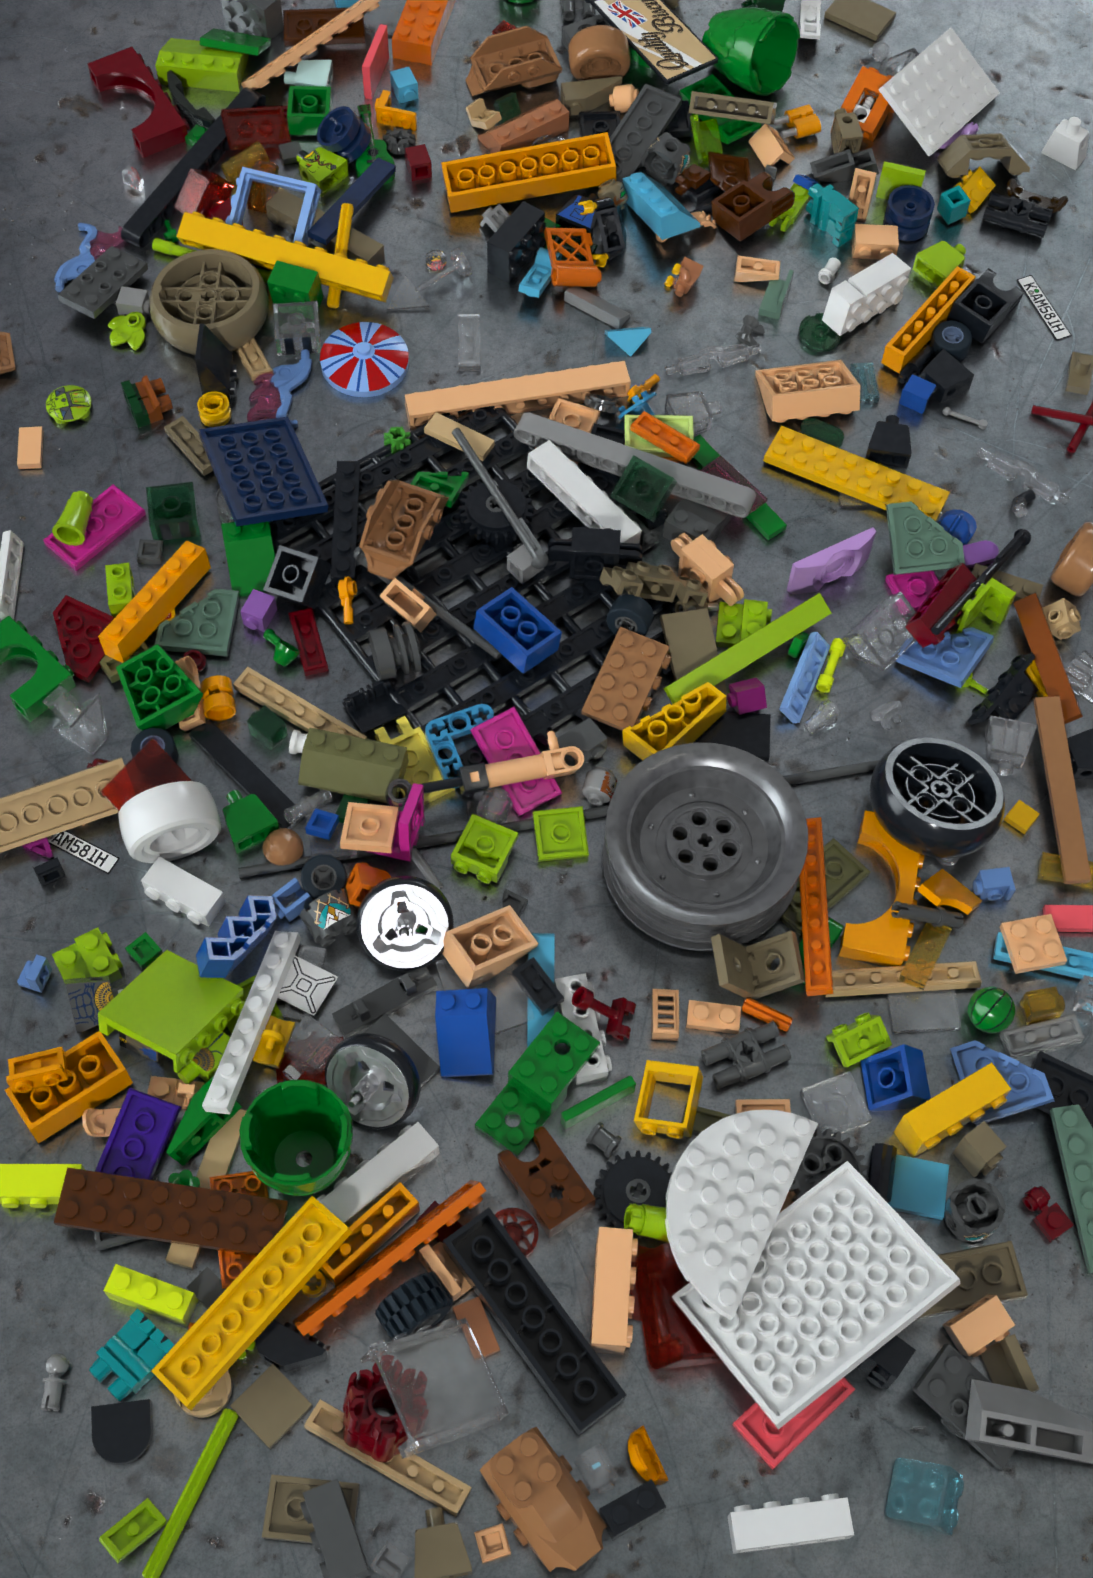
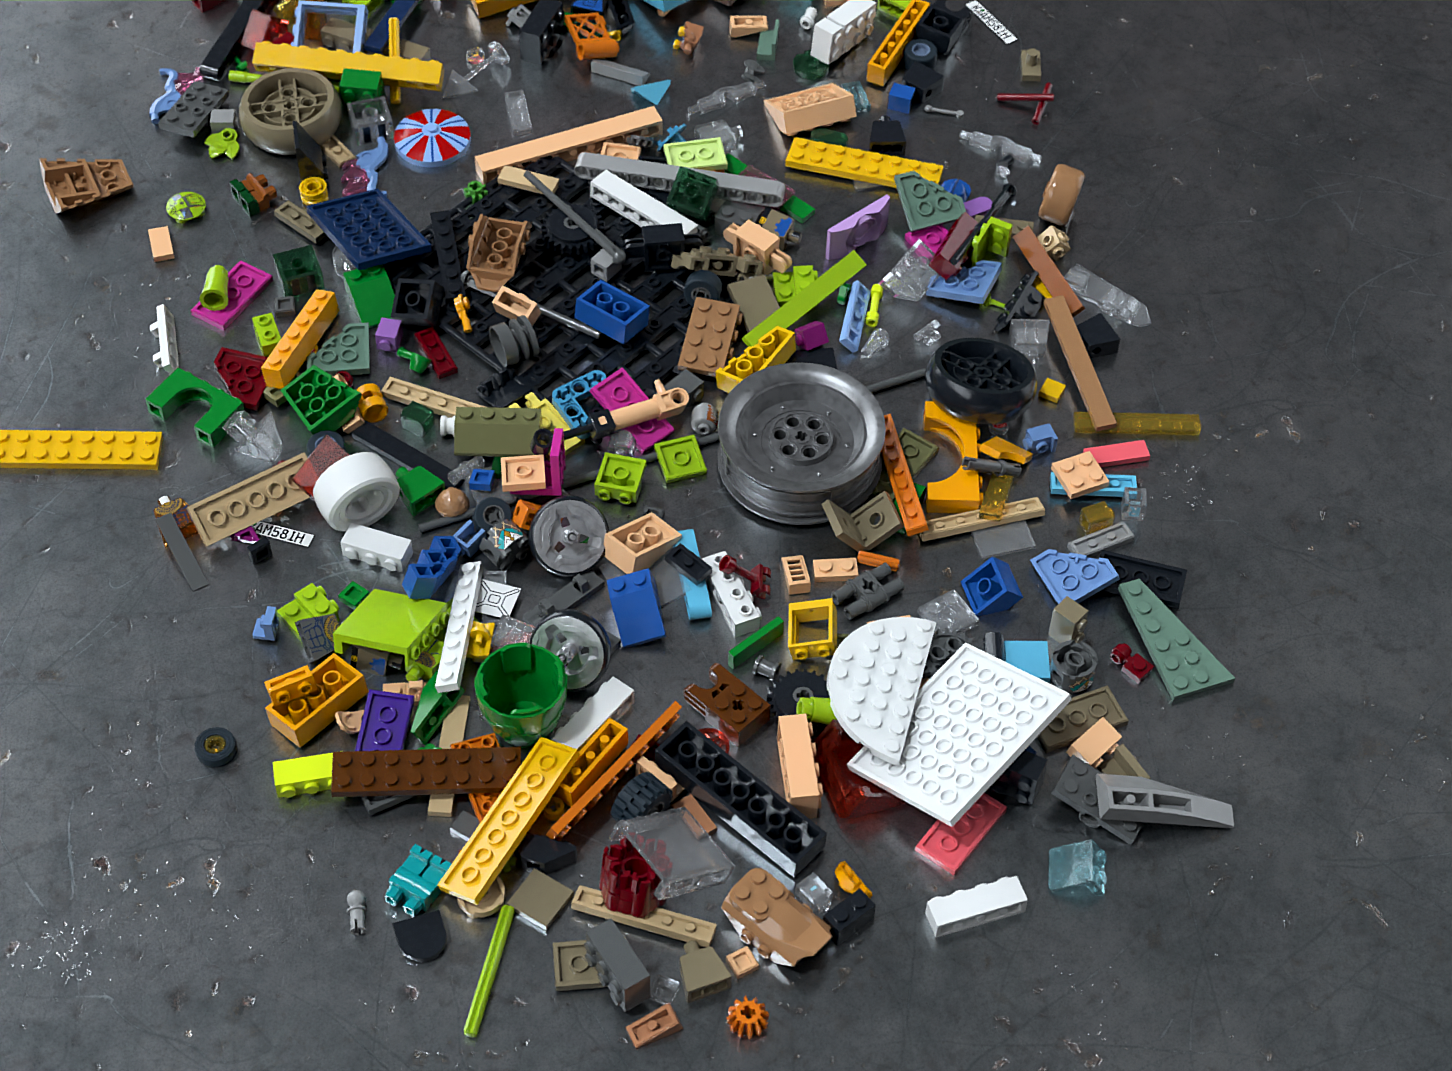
camera: 10 degrees left, 10 degrees down
(132, 1530) = (448, 1000): lime hinge -> none
(133, 178) = (198, 27): clear tile -> none
(151, 1295) = (433, 835): neon yellow brick -> none
(442, 484) = (522, 215): green wing -> none
(537, 1084) = (704, 634): green bracket -> none
(539, 274) = (566, 53): medium azure plate -> none
(637, 390) = (678, 121): light orange plate -> none
(665, 437) = (701, 155): orange tile -> none
(738, 544) = (781, 226): none -> dark tan torso
(859, 1039) = (957, 565): lime bracket -> none
(916, 364) = (896, 76): black piece -> none
(951, 1110) = (1038, 598): yellow wedge -> none
(991, 1009) = (1056, 525): green piece -> none

